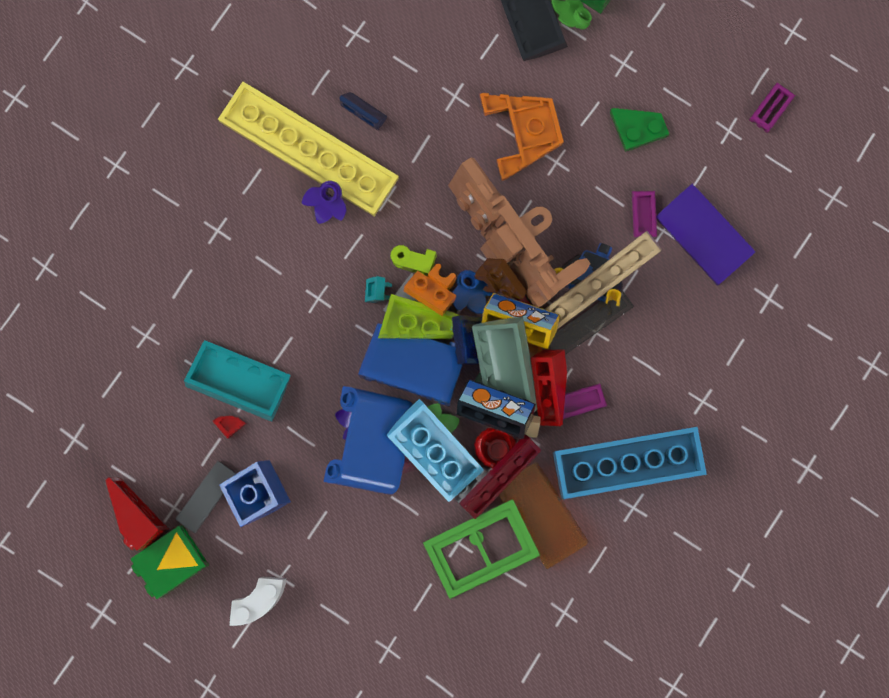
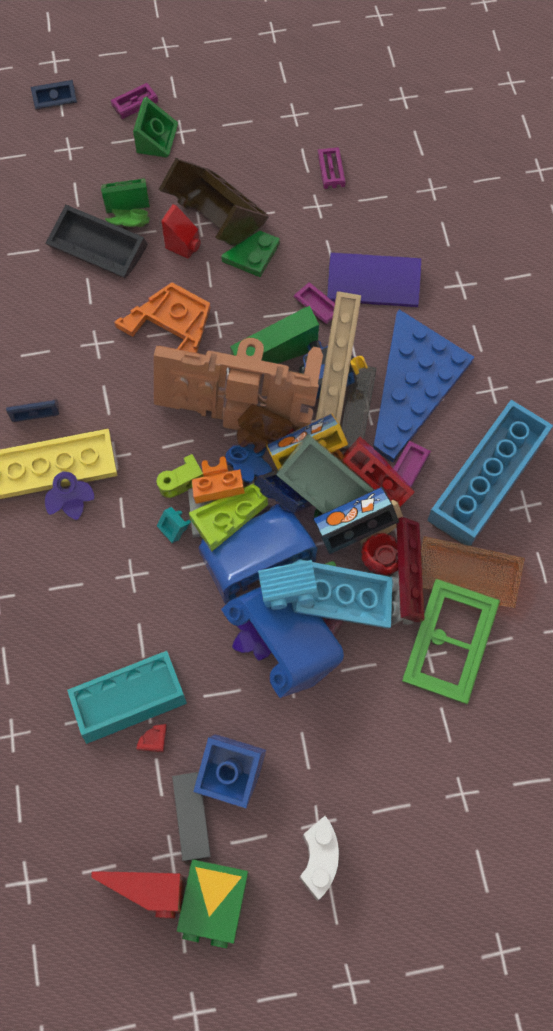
camera: 45 degrees left, 15 degrees down
(397, 415) = (288, 584): none -> medium azure brick
(579, 220) = (286, 337): none -> green slope
(595, 63) = (180, 233): none -> red slope
(654, 60) = (215, 199): none -> dark brown windscreen
(657, 342) = (417, 379): none -> blue wing

